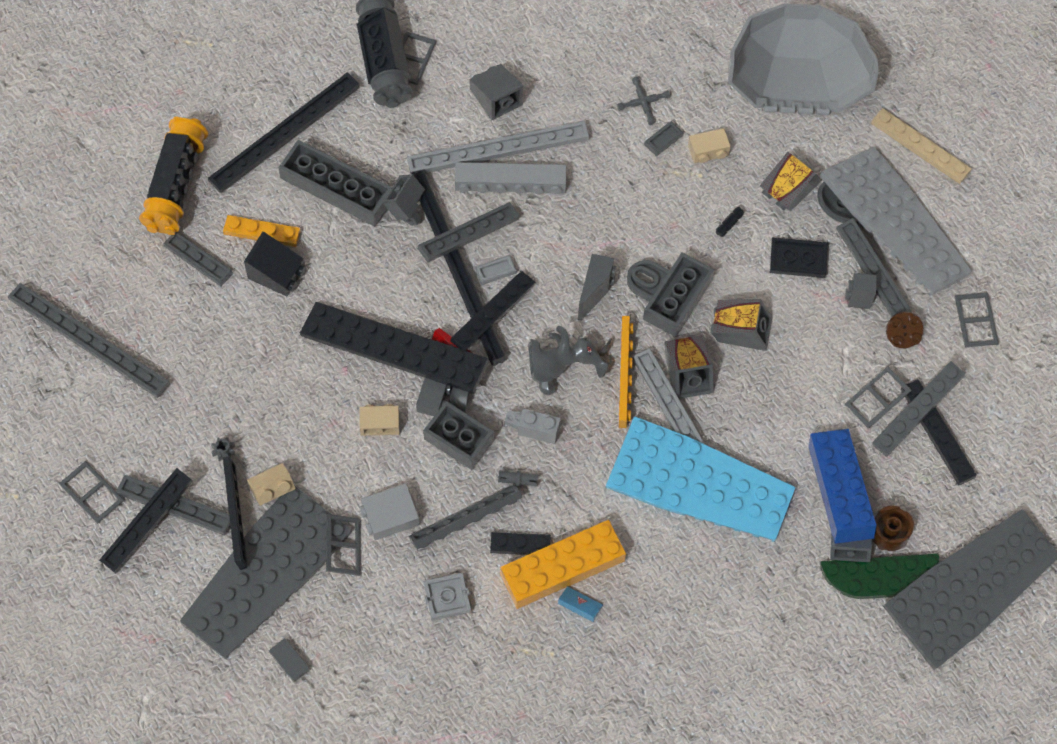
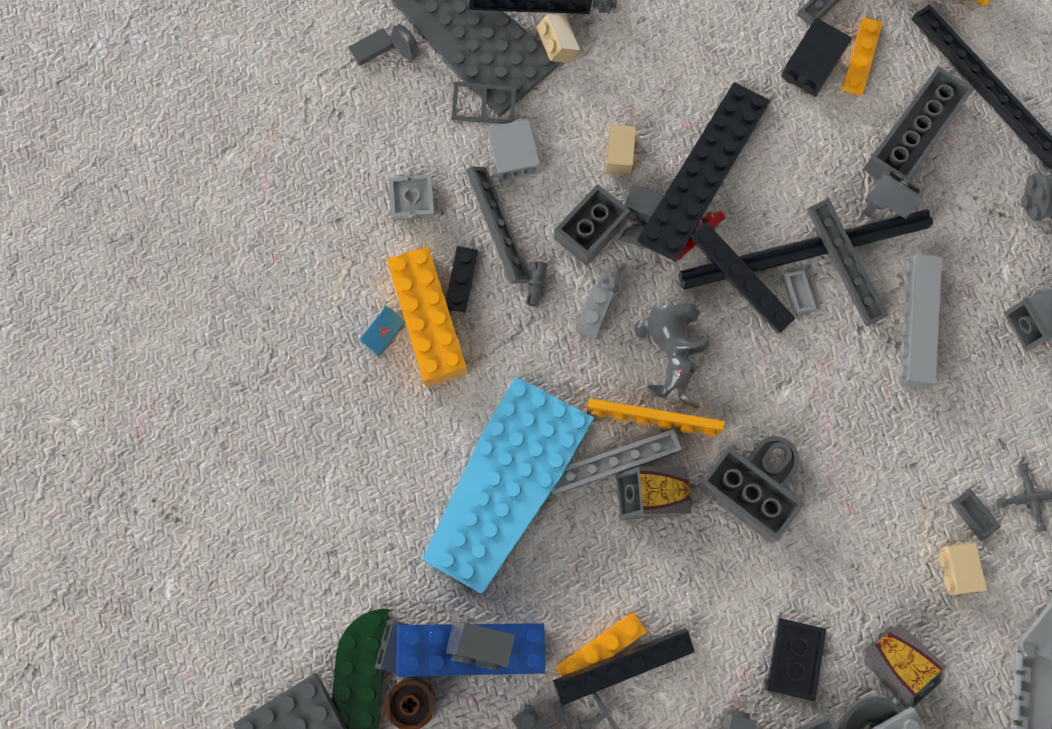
camera: 100 degrees right, 10 degrees up
(283, 626) = (404, 41): none -> dark grey brick
(498, 147) = (964, 316): light grey plate -> none
(597, 283) = (769, 396): dark grey slope -> none
(729, 221) = (851, 578): black axle -> none
(742, 323) = (705, 568): slope -> none
(819, 396) = (604, 645): none -> light orange plate
(830, 376) = (623, 666): none -> black plate
(843, 460) = (480, 644): none -> dark grey brick

